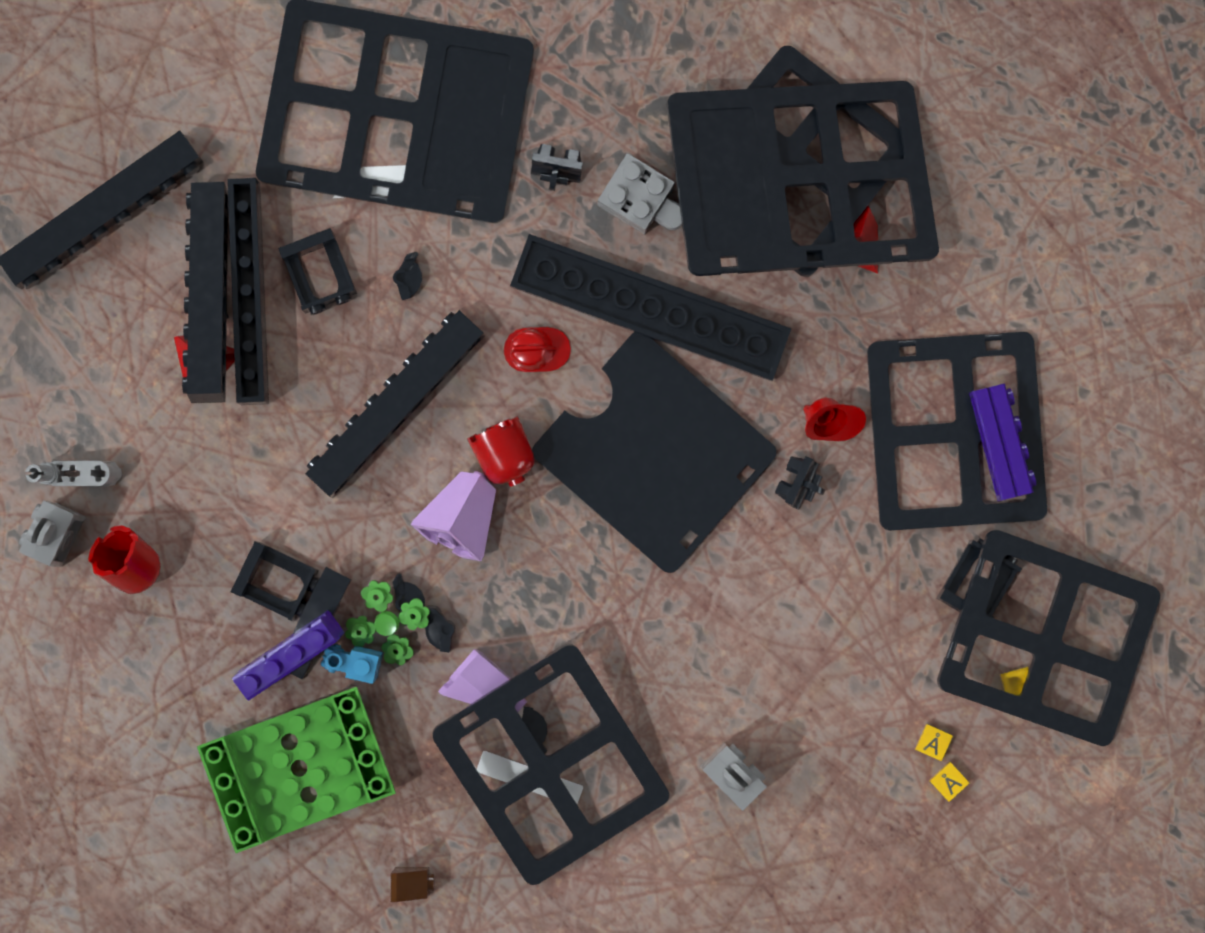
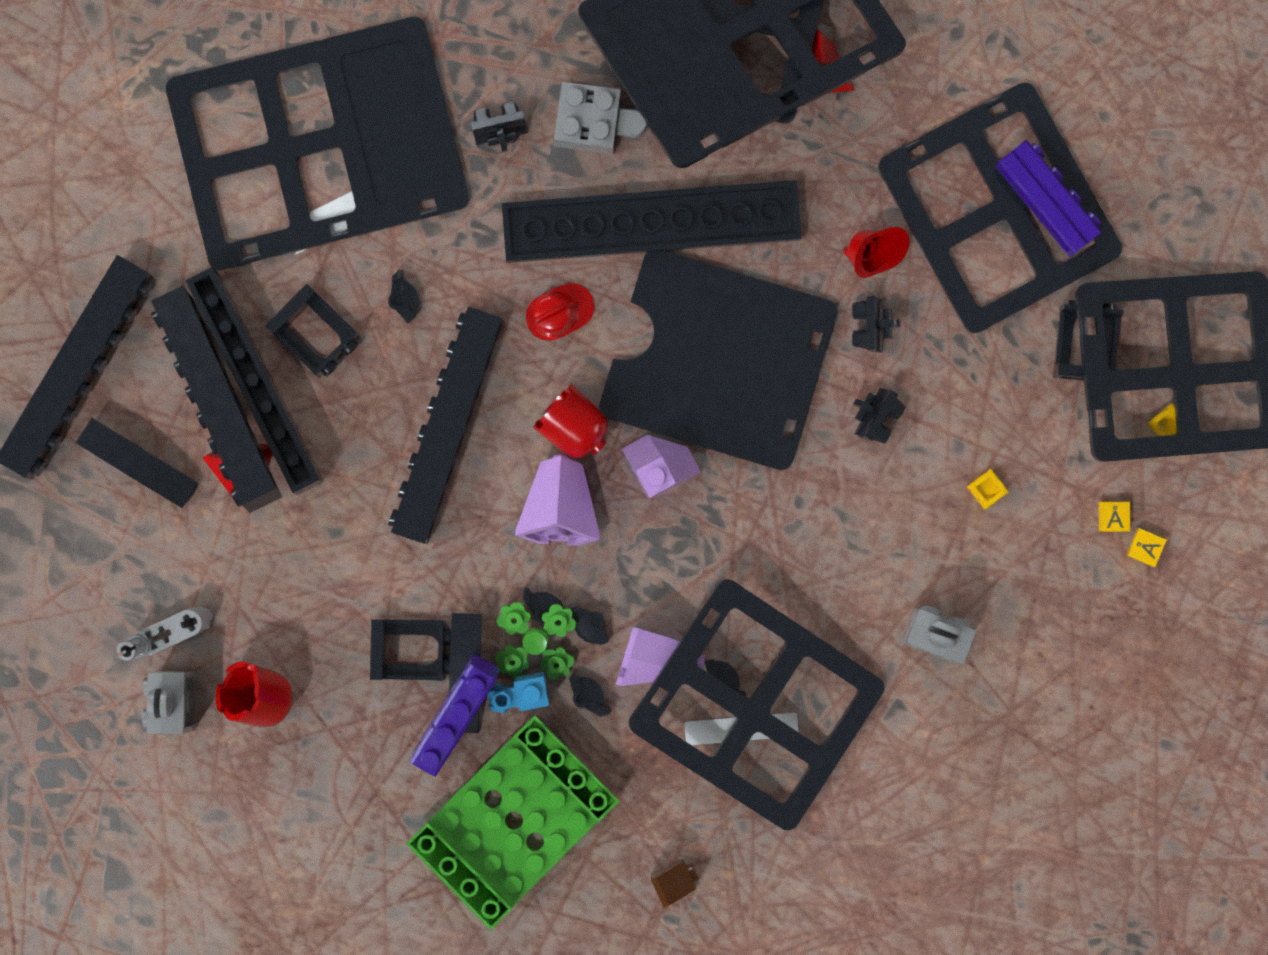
camera: 25 degrees left, 0 degrees up
(116, 315) = (136, 462): none -> black slope
(411, 690) = (588, 696): none -> black piece
(562, 520) = (660, 464): none -> lavender slope
(766, 558) = (873, 413): none -> black hips
(835, 669) = (987, 489): none -> yellow tile

